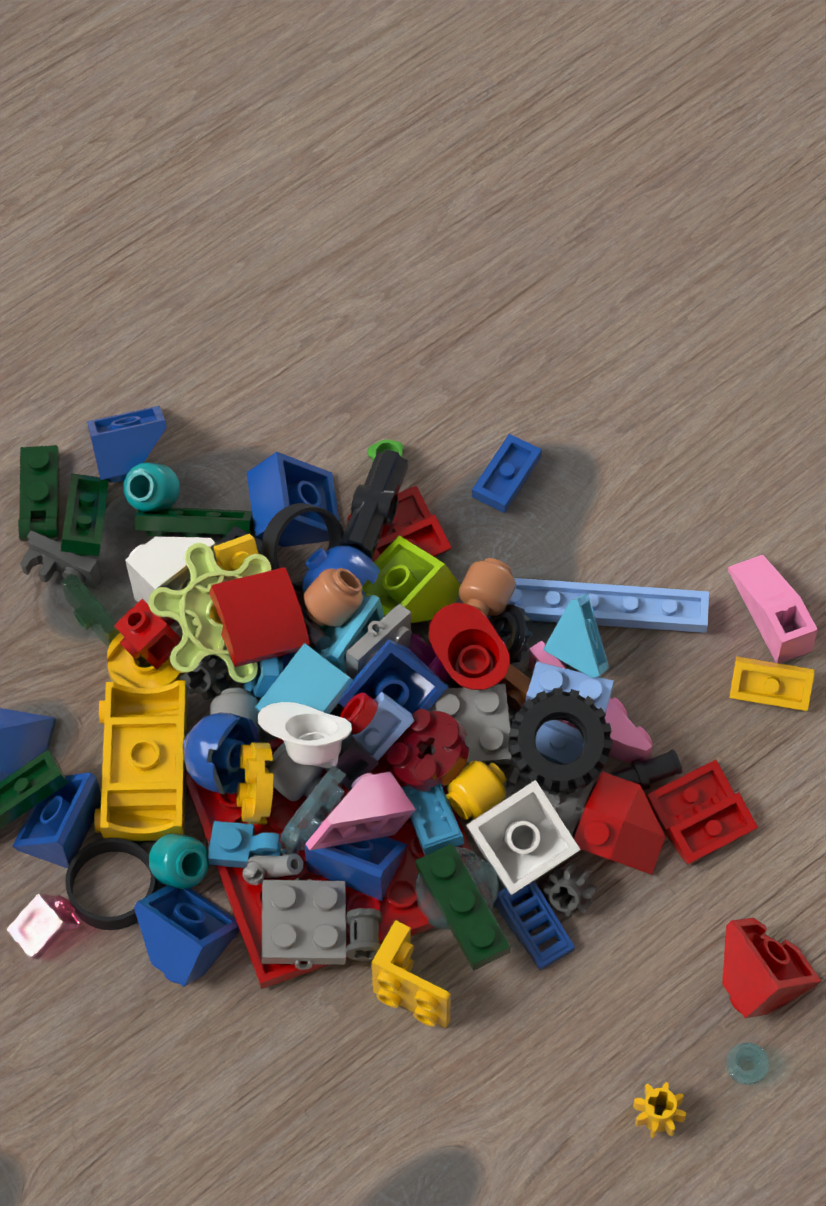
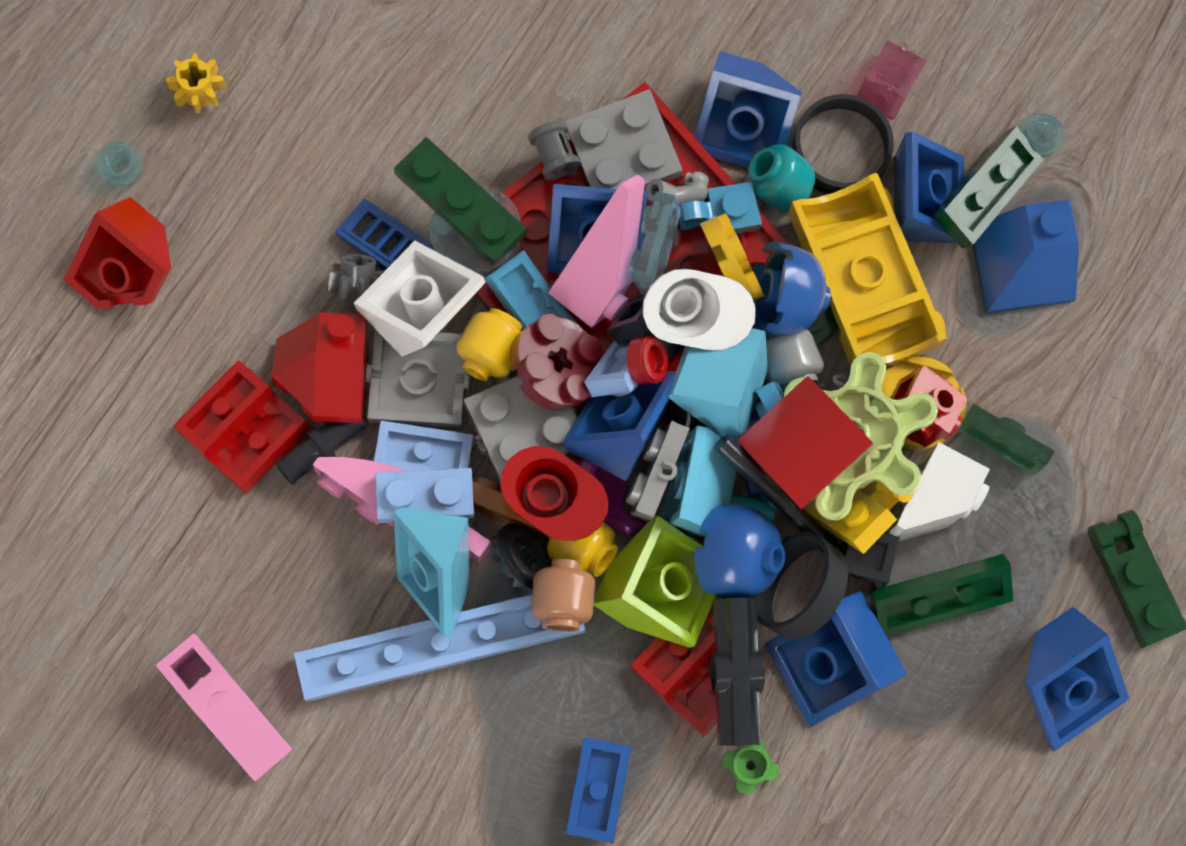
camera: 150 degrees right, 15 degrees up
(48, 553) = (1049, 489): dark grey plate -> none
(84, 515) = (1068, 546): dark green plate -> none
(151, 487) = (1009, 614): teal head -> none
(333, 597) = (732, 499): nougat head -> none
(399, 987) = (495, 108): yellow bracket -> none
(567, 707) = (408, 380): black tyre -> none
(772, 683) = (199, 605): yellow plate -> none

